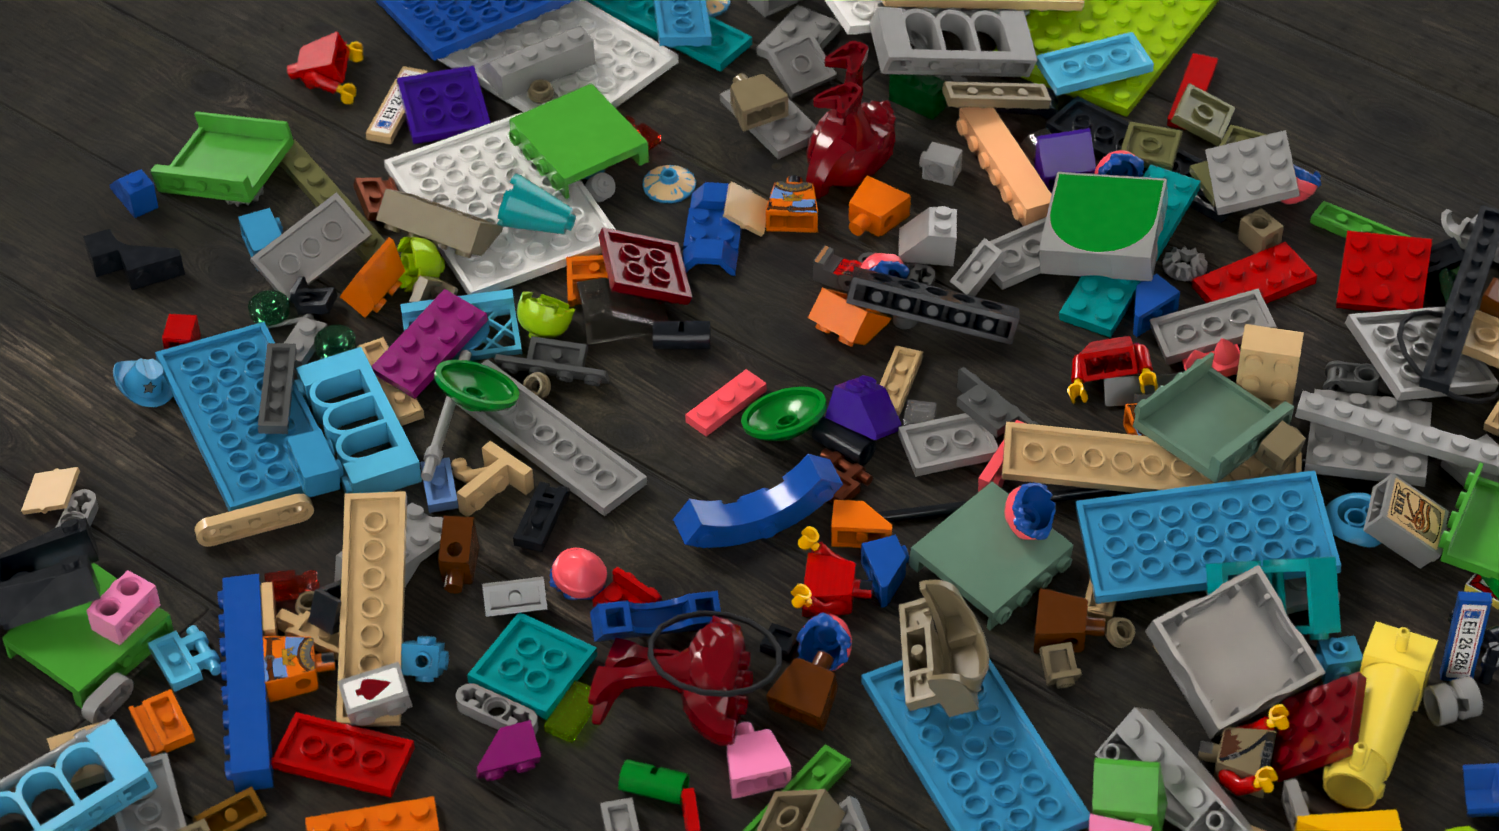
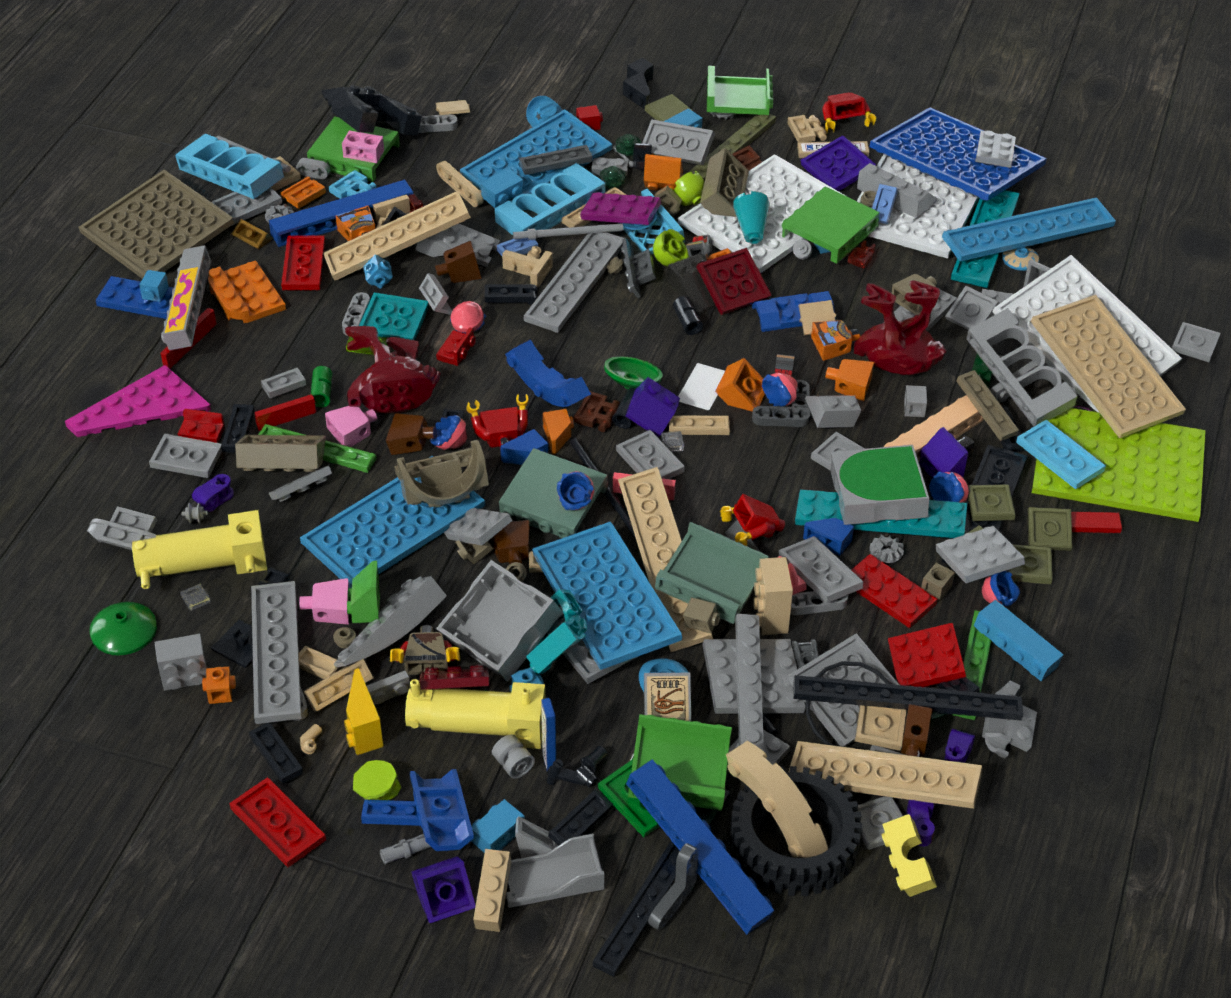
camera: 70 degrees right, 0 degrees up
(136, 193) = (694, 69): blue slope -> none
(189, 777) = (276, 211): none -> light grey gear
(207, 247) = (665, 108): none -> olive tile
(339, 117) = (802, 128): none -> tan plate
(375, 694) = (337, 255): brick -> none
(476, 386) = (587, 230): green dish -> none
(511, 749) = (323, 321): magenta slope -> none
(550, 283) = (700, 244): none -> dark grey leg
(567, 72) = (884, 202): none -> medium blue plate
(641, 619) = (438, 351): blue arch -> none
(669, 184) = (830, 281): dish -> none
(675, 682) = (398, 401): black piece -> none
(726, 402) = (642, 350): coral plate -> none
(818, 359) = (701, 386): none -> white sticker
(933, 305) = (758, 416): black brick -> none
(978, 268) = (815, 436): light grey plate -> none
(986, 404) = (685, 469): dark grey bracket -> none
(1037, 645) = (477, 526): none -> light grey plate
(1377, 190) = (1018, 640): none -> dark azure brick

